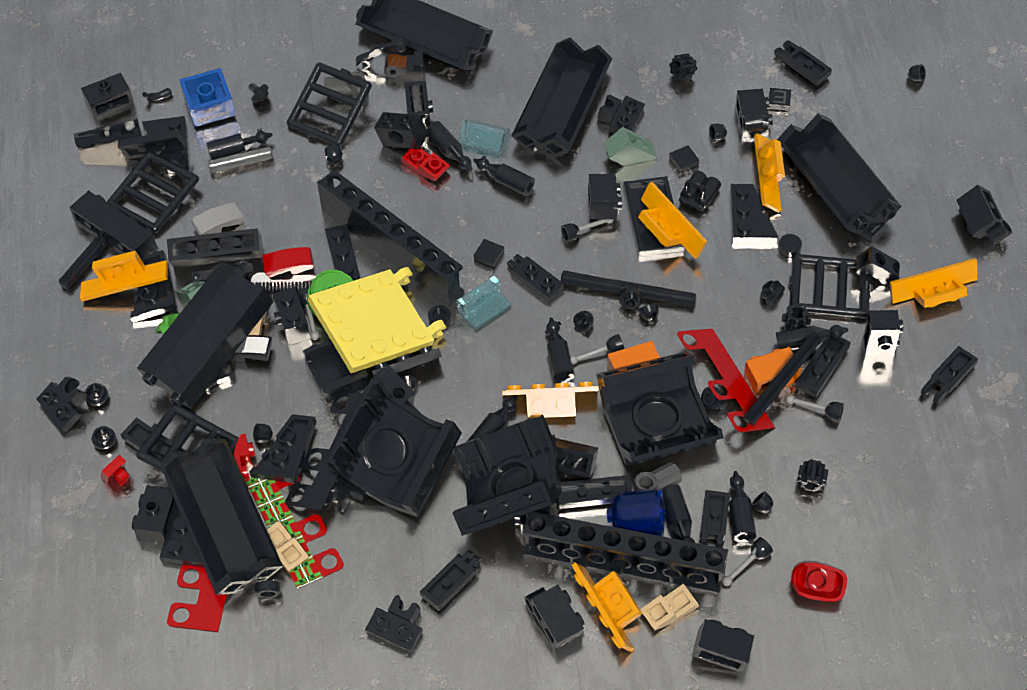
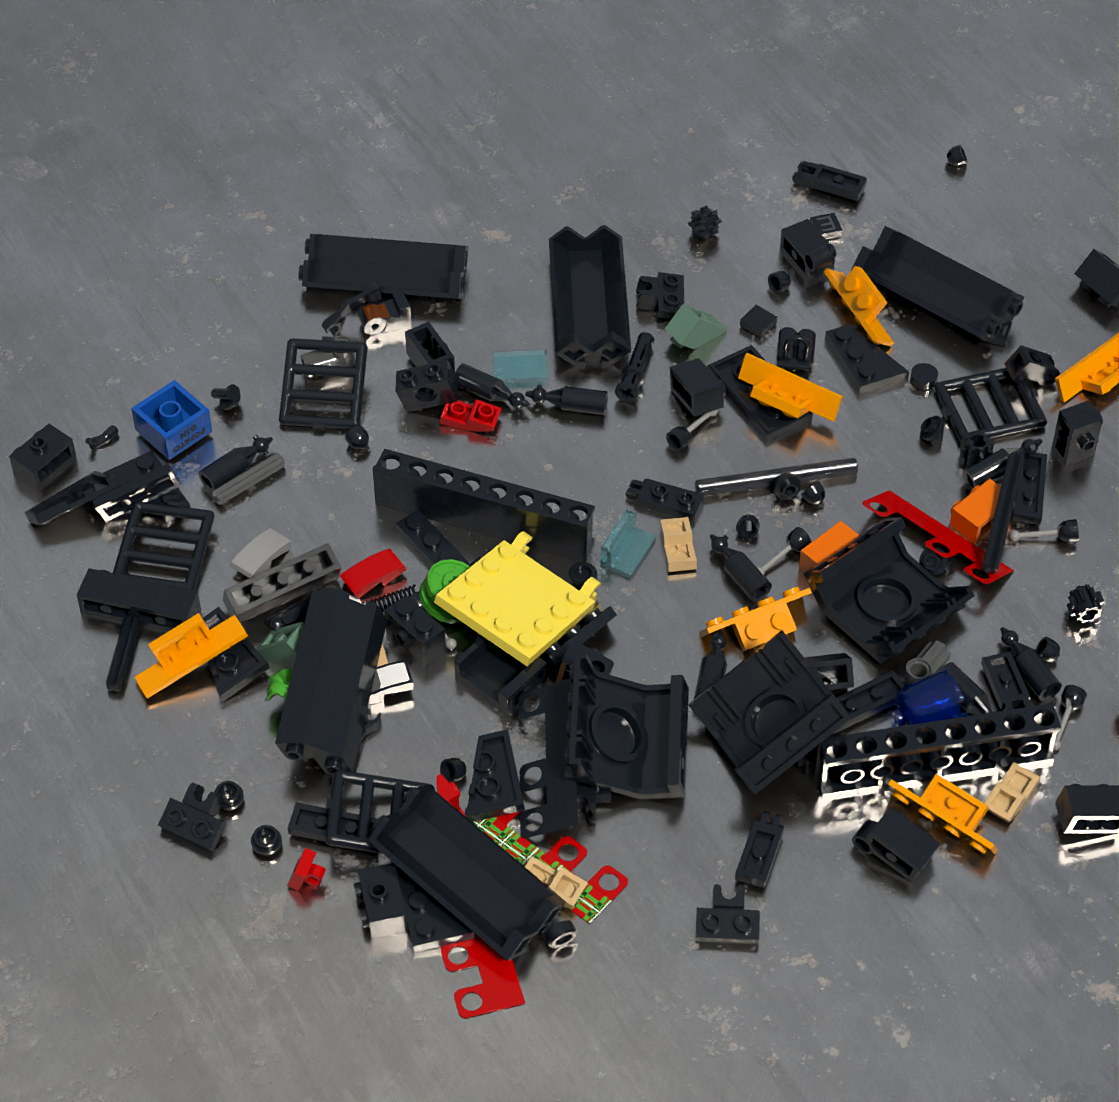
camera: 25 degrees left, 5 degrees down
(488, 253) = (599, 489): black tile -> none
(524, 316) = (678, 544): none -> tan slope
(562, 170) = (633, 374): none -> black pin

